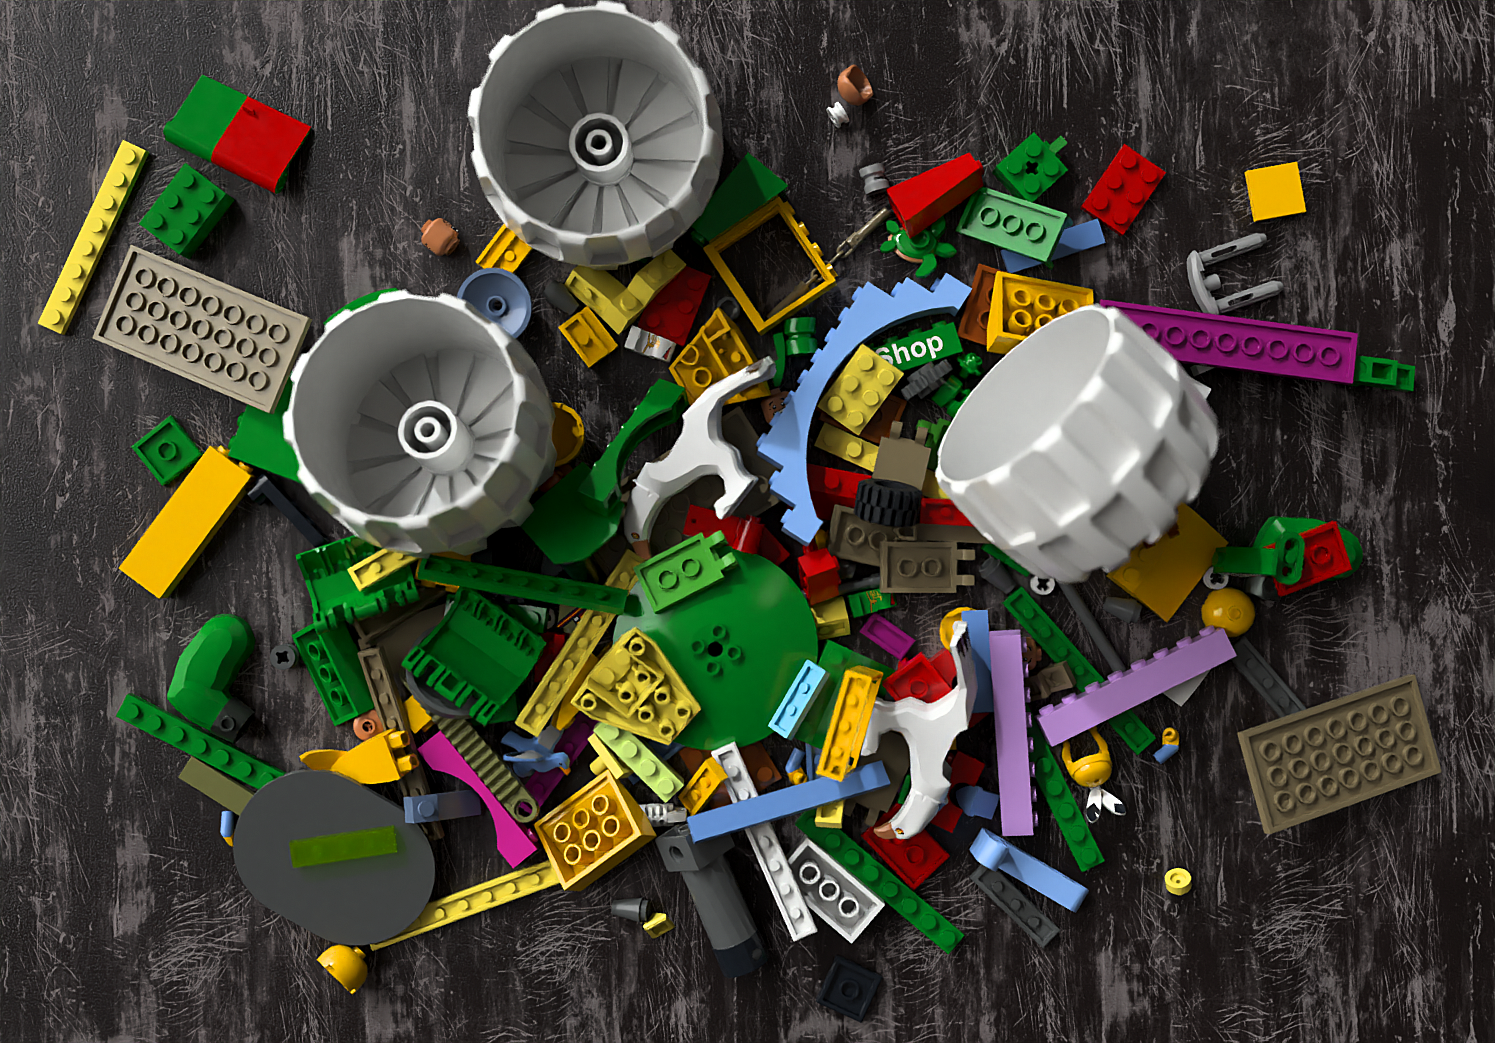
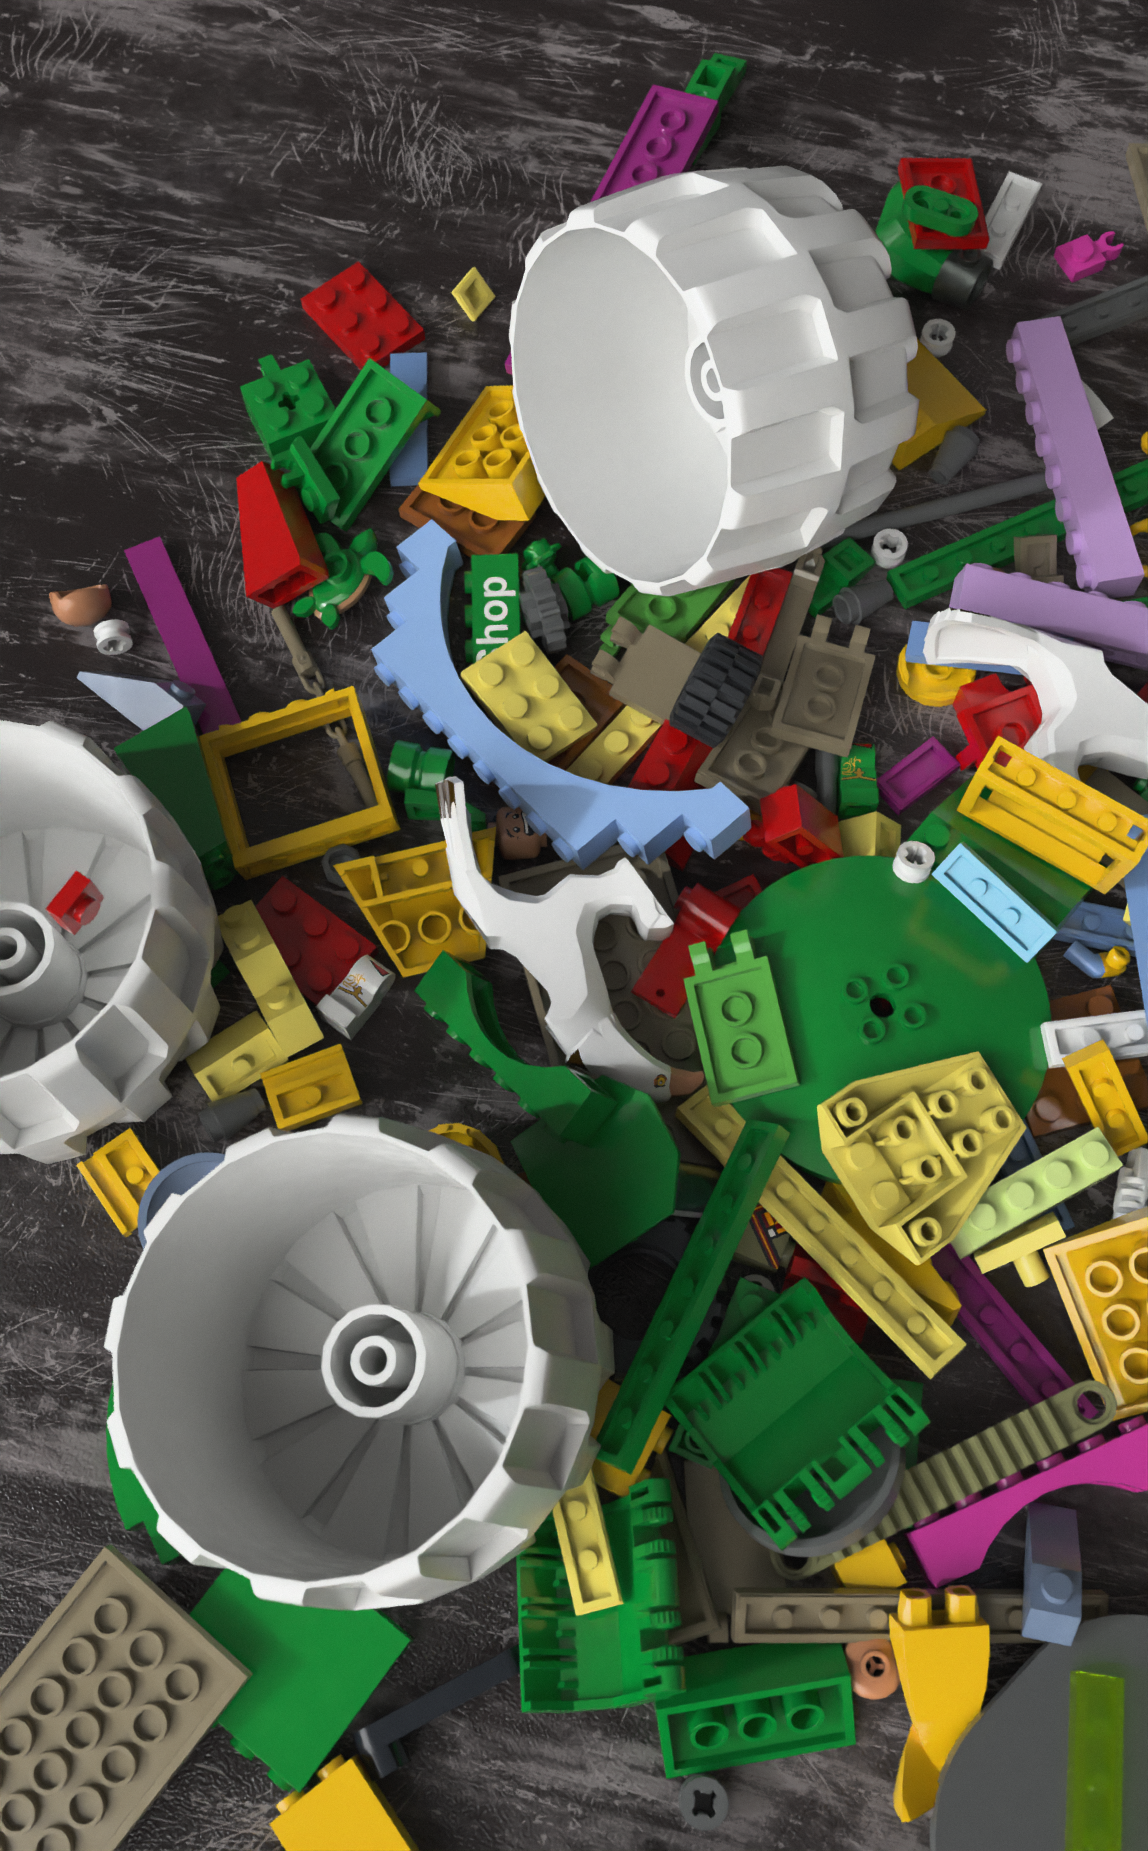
camera: 75 degrees left, 20 degrees down
(439, 237) = (59, 1284): nougat head -> none
(536, 752) = (989, 1367): medium blue animal -> none
(601, 193) = (76, 903): none -> red plate
(798, 154) = (143, 698): none -> slope
(805, 647) = (915, 852): none -> white bush
(851, 158) = (181, 632): none -> magenta tile
(874, 179) = (225, 612): light grey wheel -> none
(970, 209) = (306, 472): none -> green plate
(1160, 259) = (473, 294): none -> light yellow slope
(1203, 285) = (494, 252): light grey piece -> none
(1228, 610) = (985, 328): yellow cylinder -> none
(1245, 561) = (931, 268): green slope -> none
(1275, 191) = (431, 148): yellow tile -> none
(1312, 662) = (1084, 257): none -> dark pink plate
(1329, 602) = (1008, 215): none -> white tile

